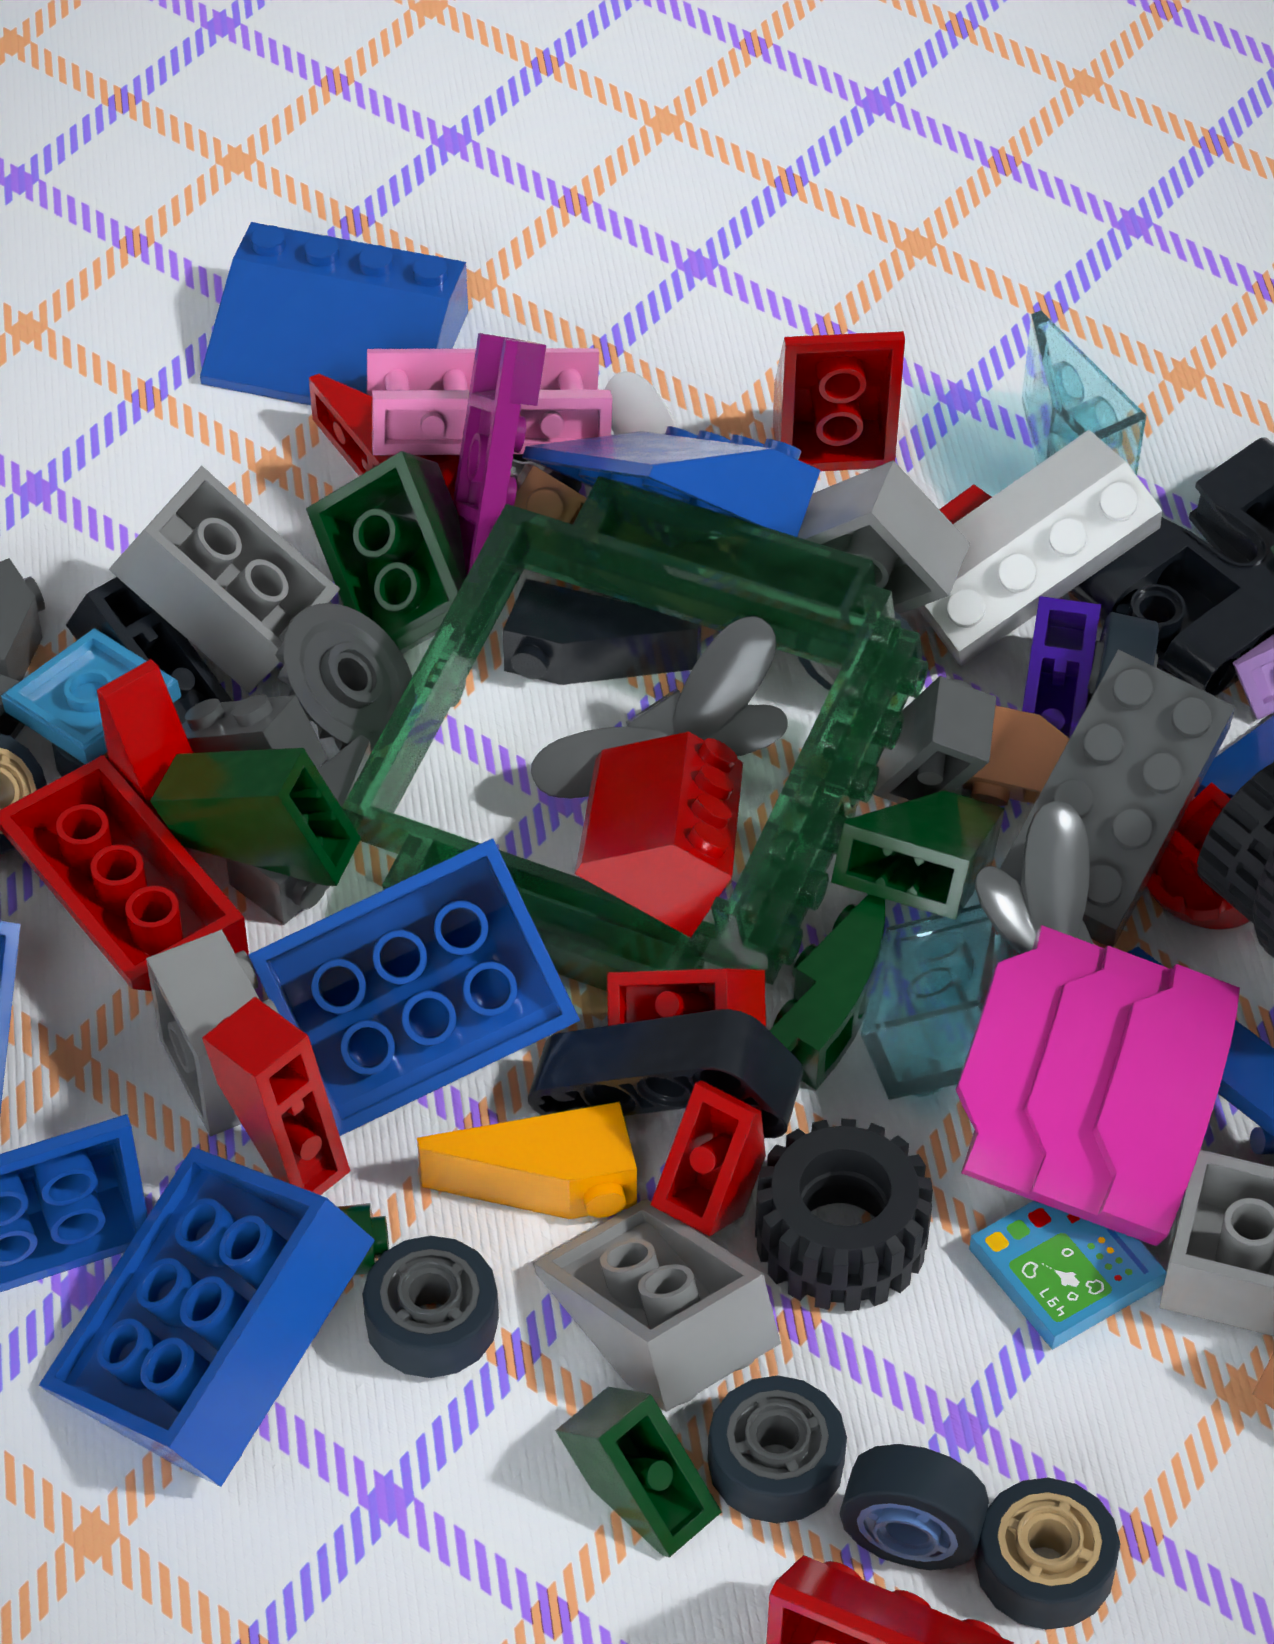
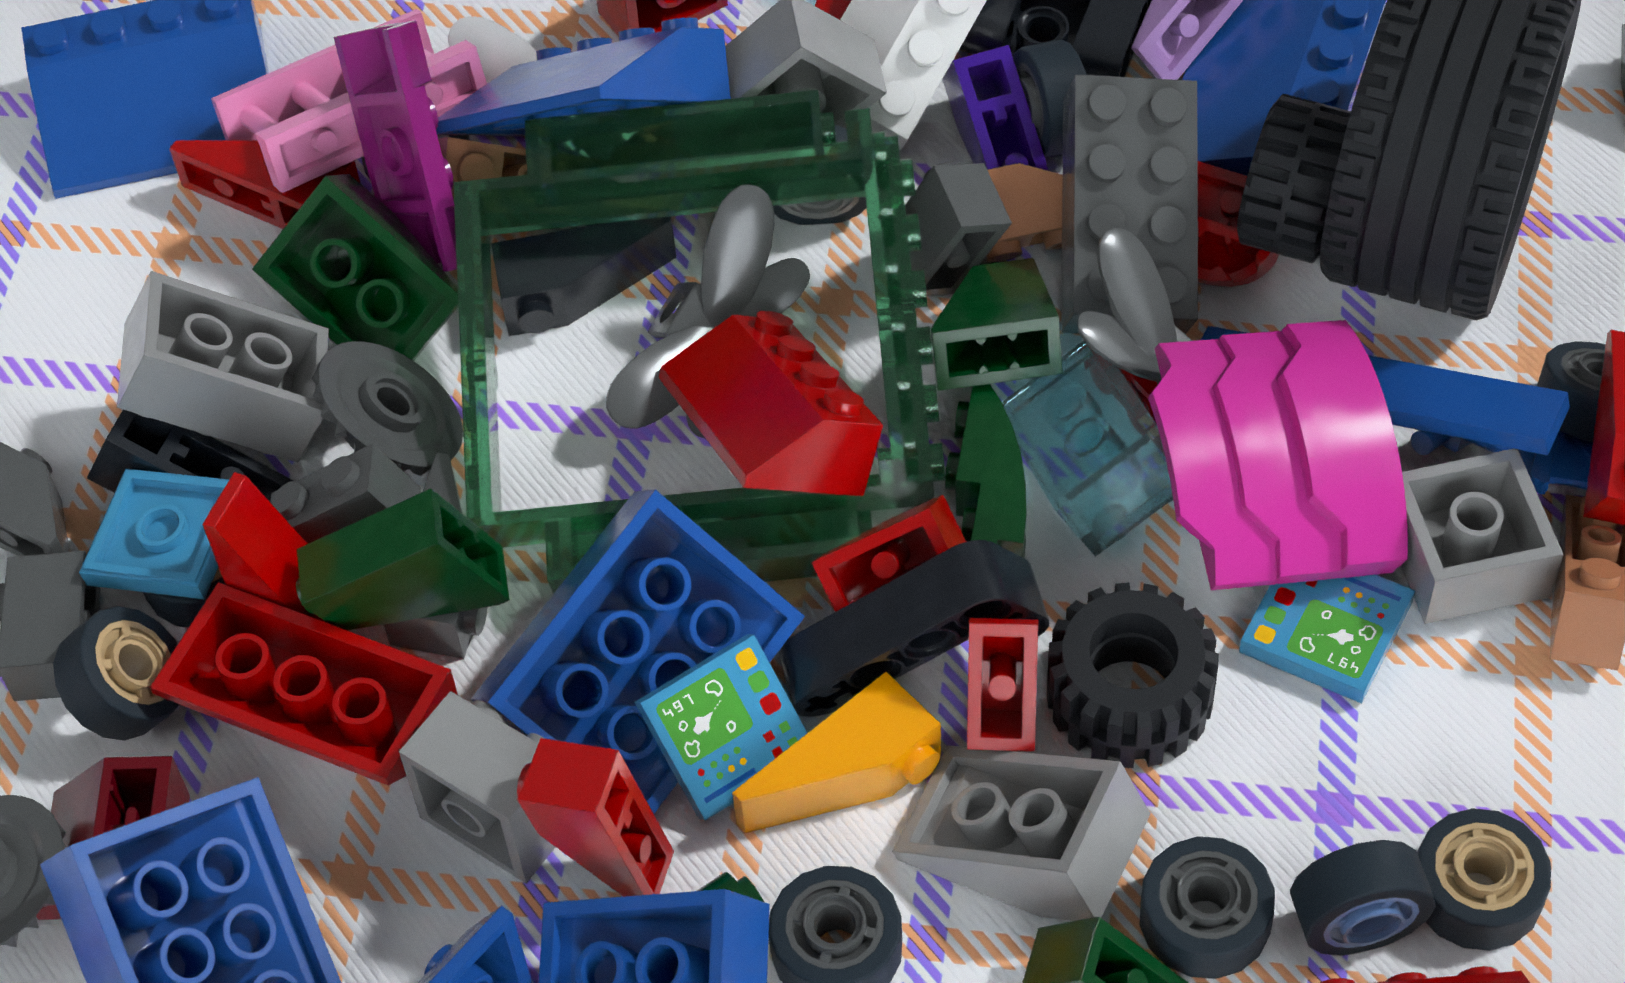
camera: 25 degrees left, 5 degrees up
(450, 1074) = (721, 723): none -> tile

